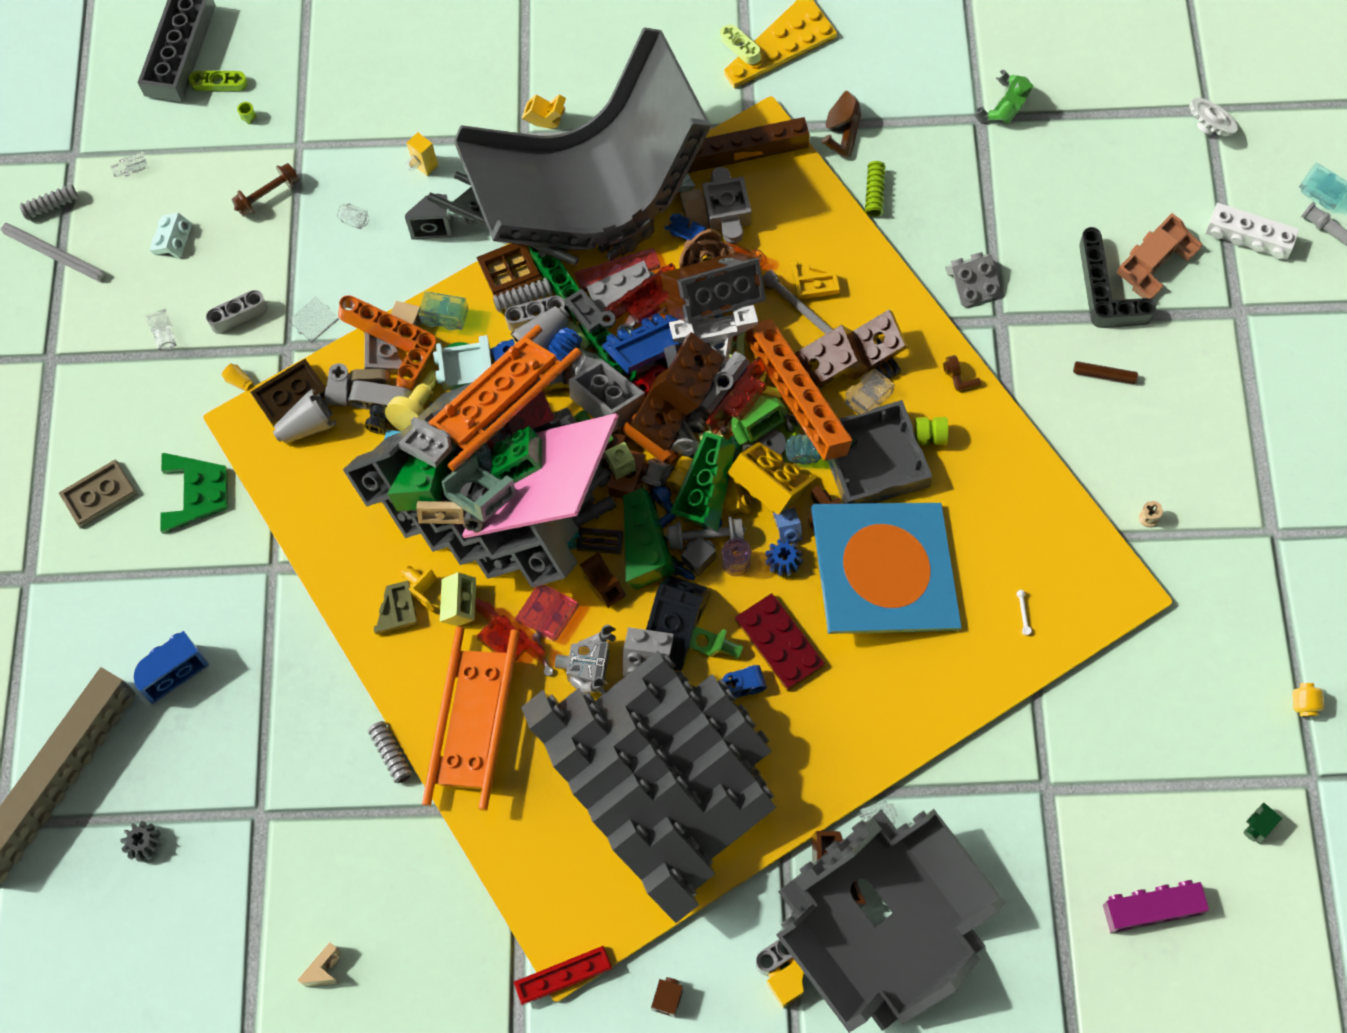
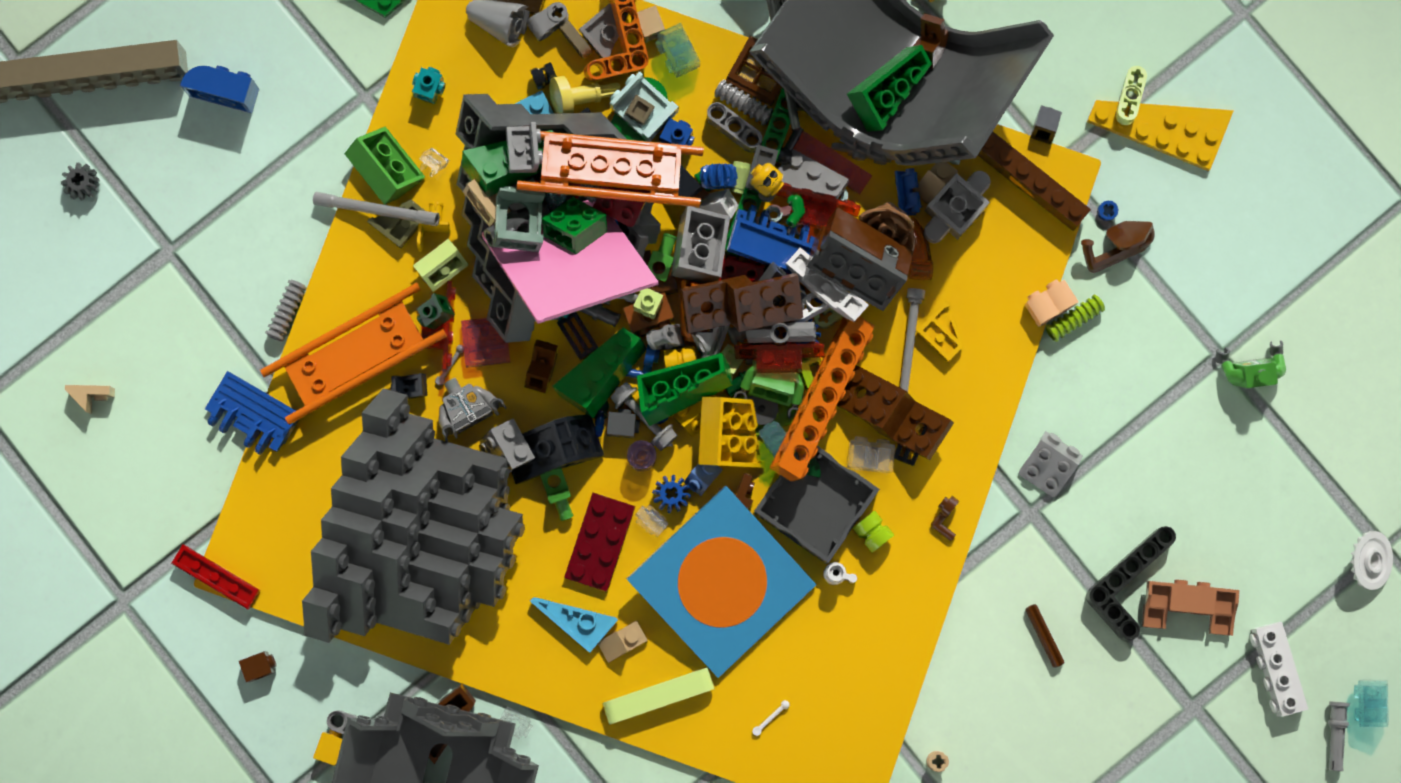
camera: 45 degrees right, 15 degrees up
(309, 507) = (428, 84): none -> teal brick
(335, 648) = (419, 216): none -> light grey piece
(341, 587) = (384, 165): none -> bright green slope
(366, 394) = (564, 59): light grey beam -> none
(371, 546) = (434, 160): none -> clear tile
(448, 839) = (254, 412): none -> blue hinge
(464, 367) = (639, 110): none -> dark tan tile
(498, 625) = (435, 312): none -> dark green brick
(532, 689) = (411, 385): none -> black bracket
(550, 322) = (717, 147): light grey cone -> none
(582, 283) = (785, 153): none -> black bar
(588, 137) = (933, 37): none -> reddish brown brick
(597, 307) = (767, 179): none -> yellow head
(598, 183) = (885, 89): none -> green wedge
(639, 308) = (798, 209): none -> green arm
(716, 110) = (1046, 124): none -> brick
(747, 681) = (546, 543): blue piece -> none
(793, 588) = (651, 520): none -> clear brick
(816, 113) = (1114, 211): none -> blue bush
(838, 702) = (582, 625): none -> medium azure wing
(851, 193) = (1050, 303): none -> light nougat brick
(875, 682) = (622, 641): none -> tan slope
(941, 684) = (658, 696): none -> yellowish green beam
(944, 479) = (836, 573): none -> white piece

